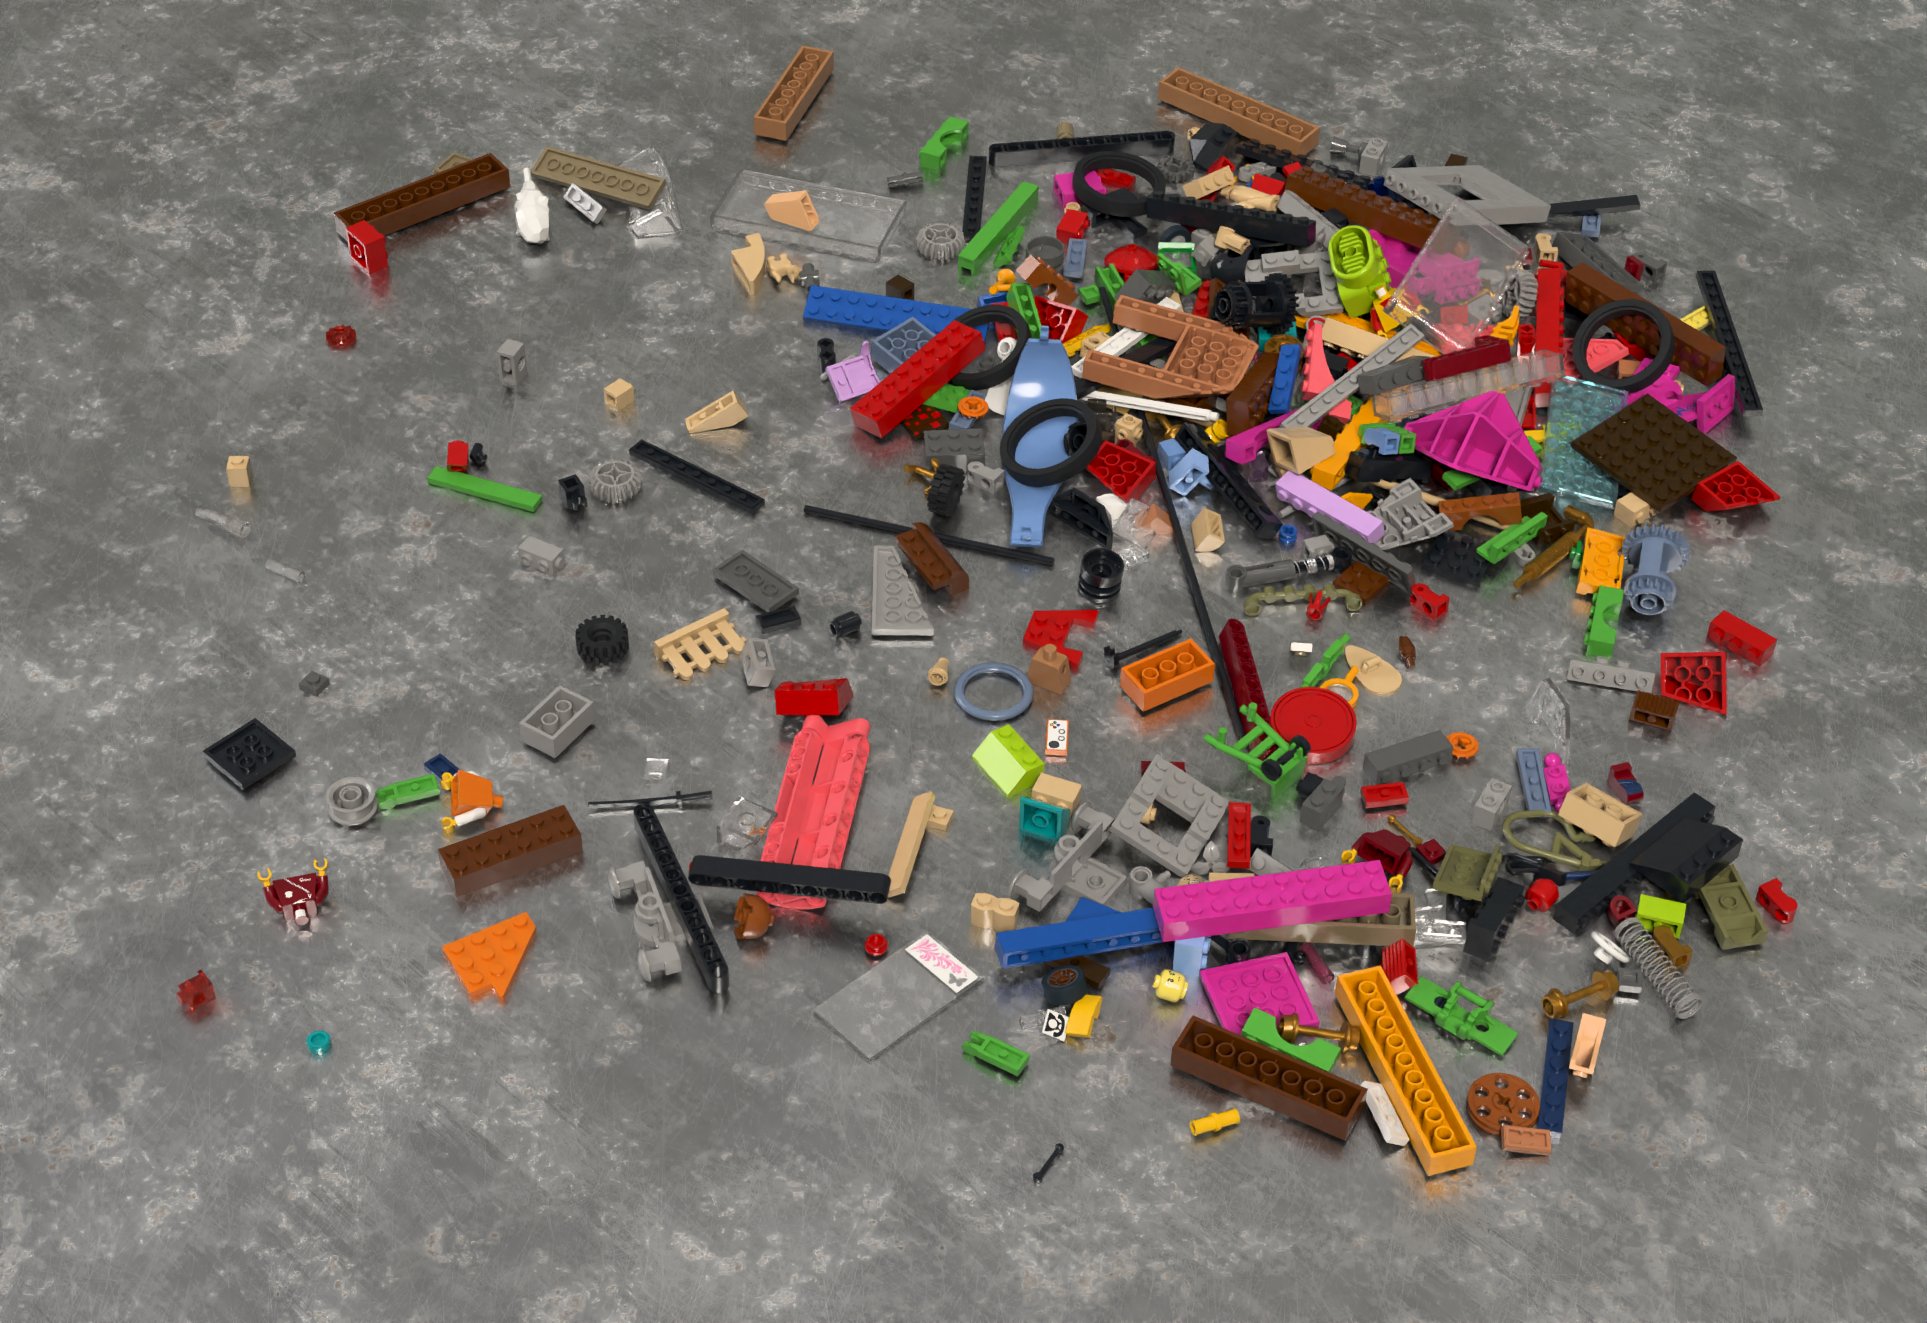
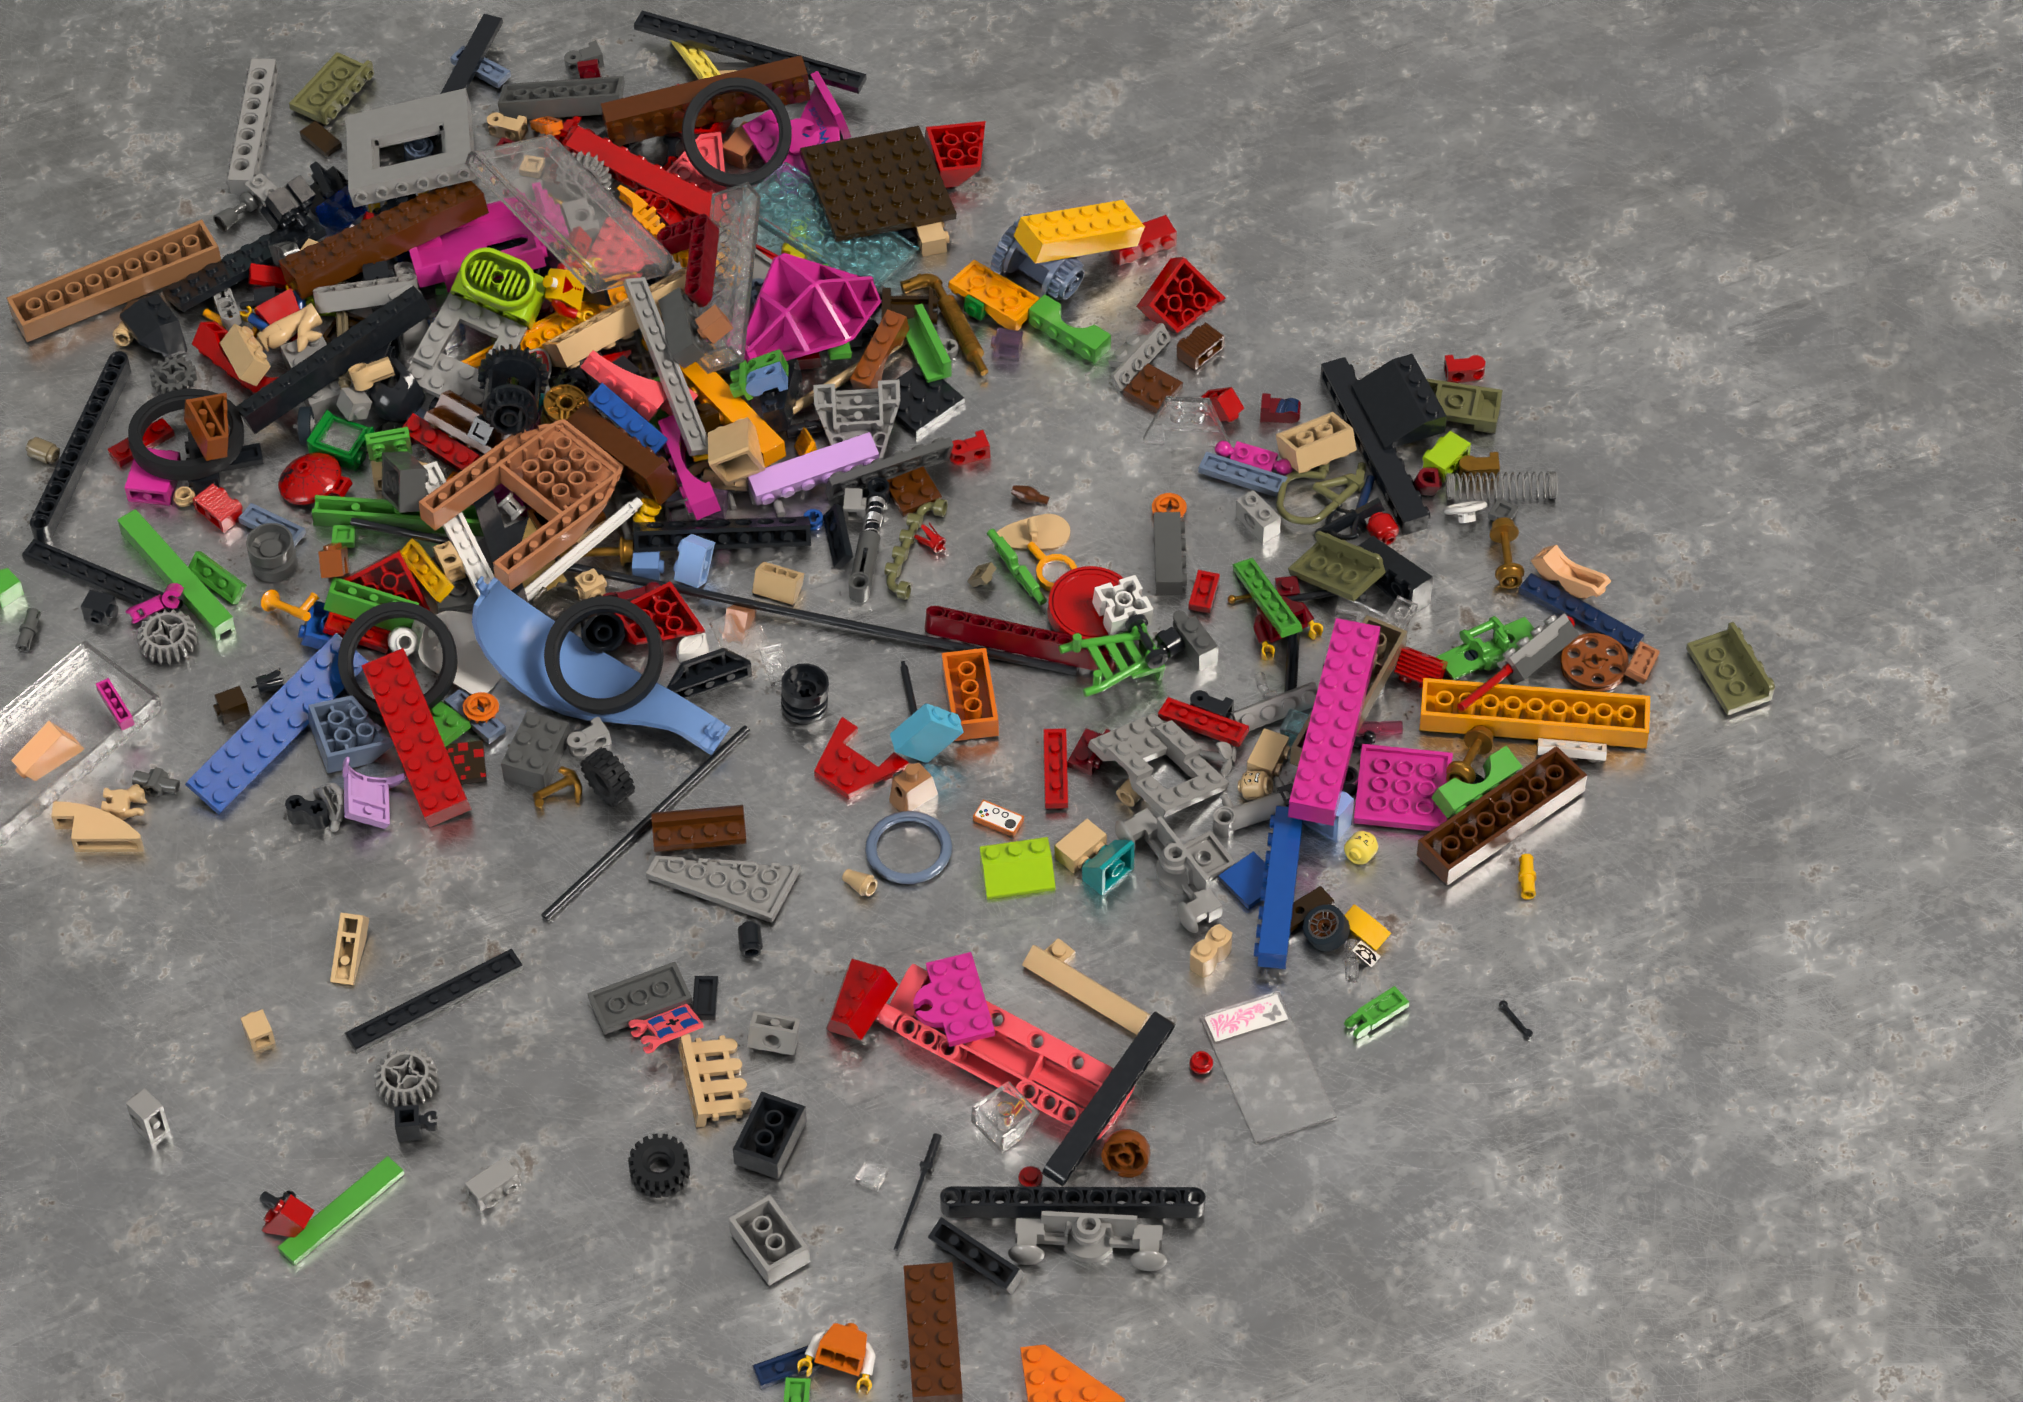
camera: 65 degrees left, 10 degrees up
(599, 851) = (976, 1255): none -> black brick
(658, 690) = (769, 1135): none -> black brick
(732, 601) = (666, 1026): none -> coral flag
(838, 752) = (955, 1000): none -> dark pink plate
(856, 229) = (115, 704): none -> dark pink piece
(931, 298) = (268, 683): none -> black piece
(945, 203) = (99, 607): none -> black brick
(966, 224) = (157, 603): none -> dark pink piece
(1100, 652) = (926, 733): none -> medium azure brick
(1123, 180) = (208, 424): none -> dark orange wedge
(1129, 755) = (1055, 768): none -> red plate
(1166, 351) = (511, 506): none -> light grey bush
(1279, 551) = (837, 536): none -> black plate
(1319, 730) = (1121, 603): none -> white brick
(1364, 157) = (288, 203): none -> black brick
(1397, 831) = (1267, 597): none -> bright green tile
(1402, 381) = (713, 324): none -> nougat brick
(1440, 129) = (252, 123): none -> light grey brick
(1464, 1039) = (1529, 655): none -> piece
(1505, 155) = (332, 88): none -> olive bracket
(1550, 257) = (547, 125): none -> orange plate
(1557, 589) = (1007, 344): none -> clear purple brick
(1566, 1216) = (1732, 670): none -> olive bracket
(1586, 696) = (1152, 387): none -> reddish brown plate
(1598, 744) = (1225, 403): none -> red slope
(1692, 573) = (1079, 231): none -> yellow brick

